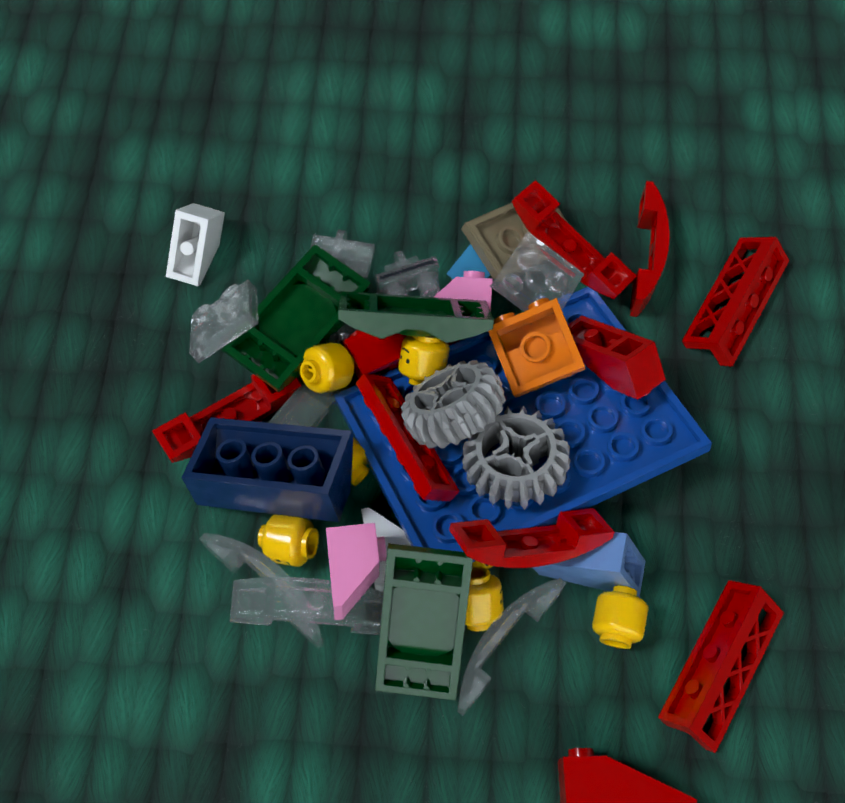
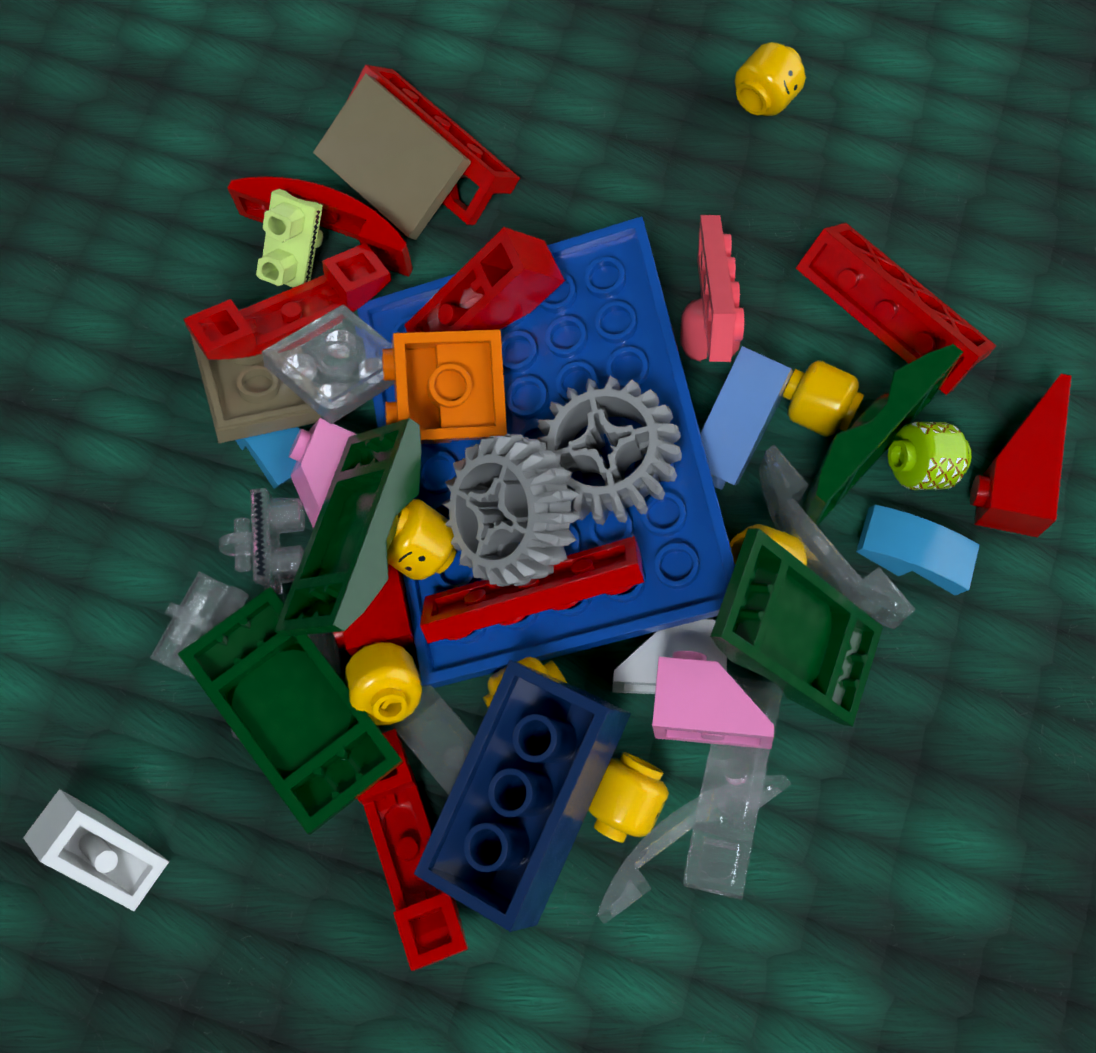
camera: 70 degrees left, 5 degrees up
(223, 320) = (260, 822): clear plate -> none
(520, 713) = (918, 545): none -> dark azure slope
(535, 546) = (735, 456): red slope -> none
(596, 655) = (872, 434): none -> dark green slope
(597, 707) = (929, 455): none -> lime head
(624, 230) = (289, 240): none -> yellowish green hips
(655, 517) = (715, 319): none -> coral plate
(712, 275) = (391, 157): none -> dark tan tile

